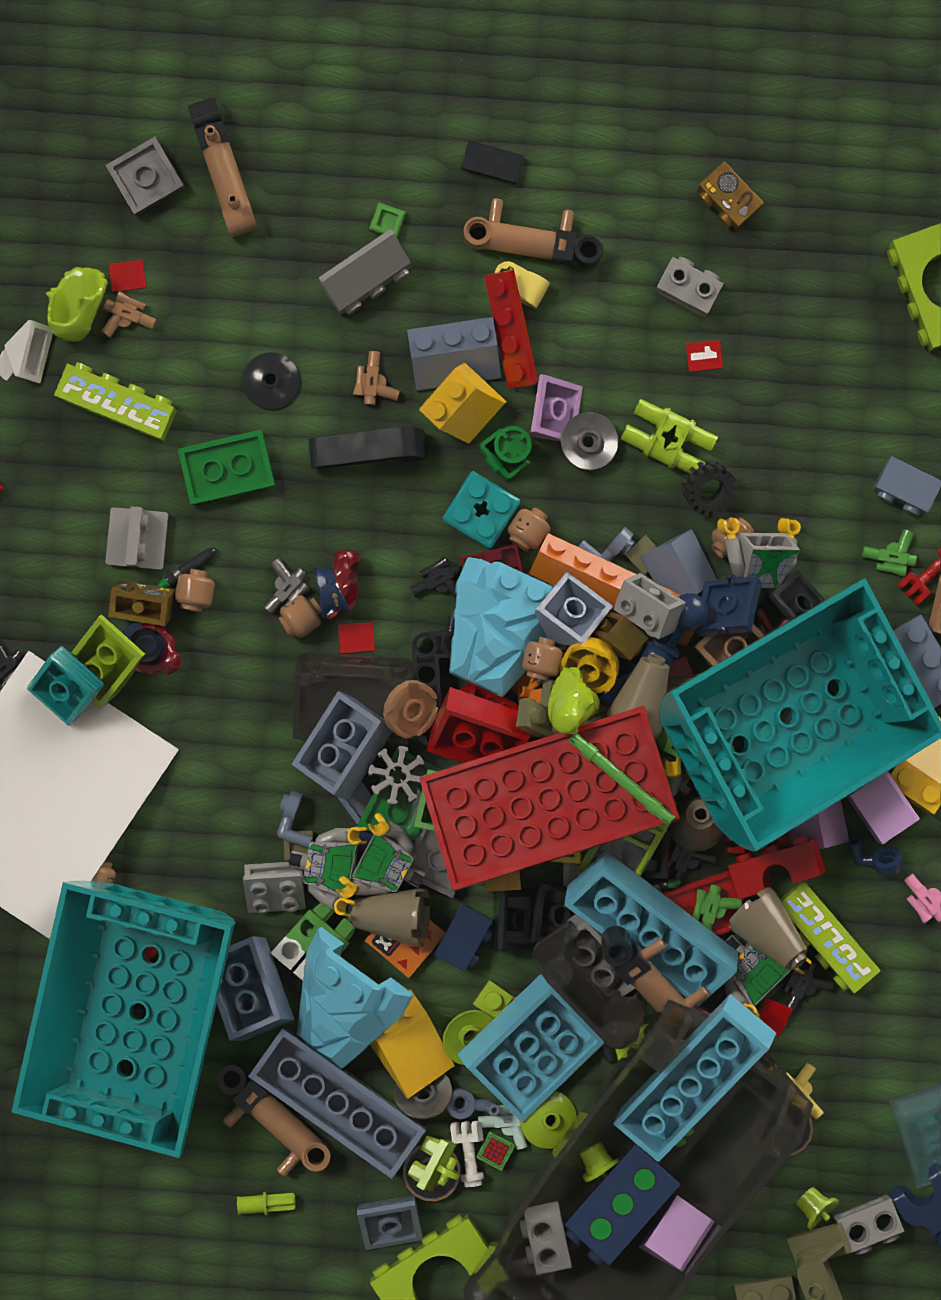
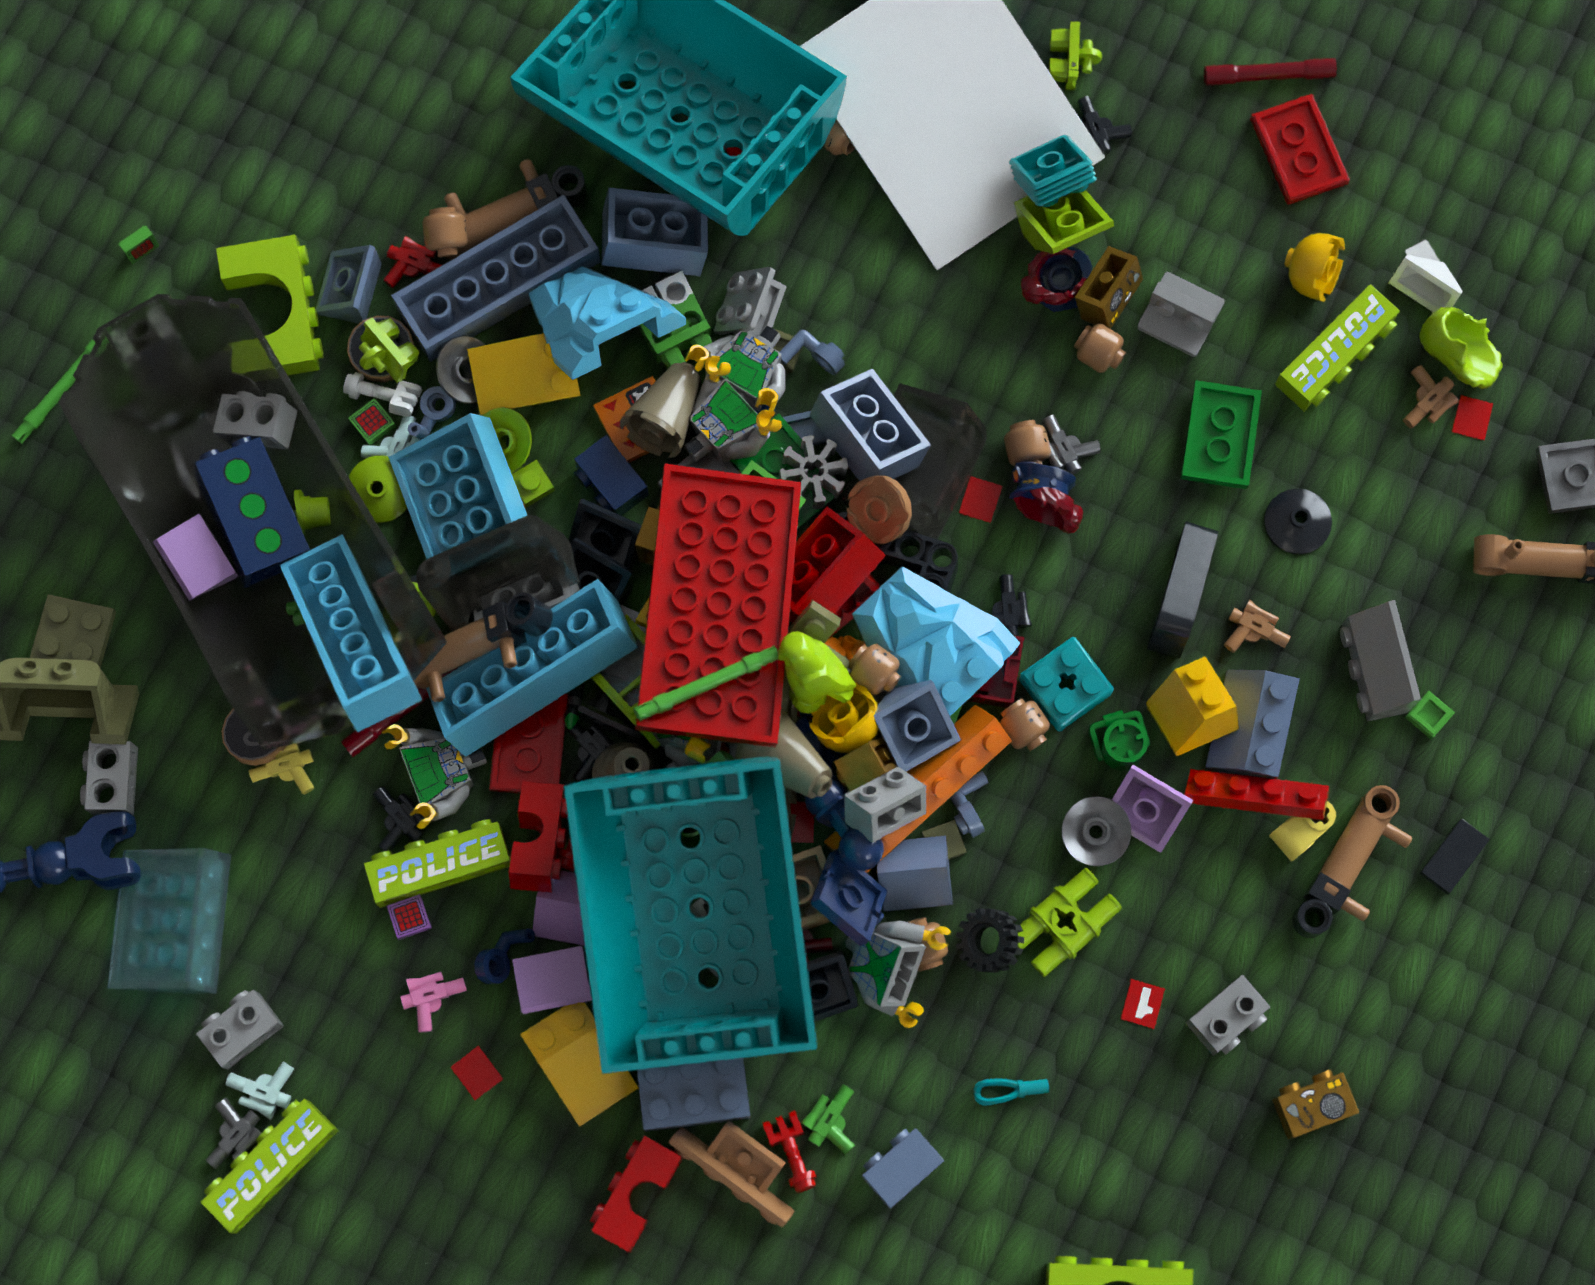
camera: 115 degrees right, 10 degrees down
(54, 446) = (1315, 265): none -> yellow cylinder
(194, 563) = (1129, 359): black piece -> none
(266, 1203) = (425, 170): lime axle -> none
(320, 1158) = (445, 231): none -> medium nougat head
(347, 1180) = (409, 261): none -> red piece
(713, 906) = (527, 752): bright green piece -> none
(770, 929) = (474, 795): dark tan cone -> none
(775, 1015) = (379, 770): red sticker -> none
(808, 421) = (1021, 1089): none -> teal piece
(816, 1206) = (155, 728): lime piece -> none
(876, 942) = (409, 917): none -> tile

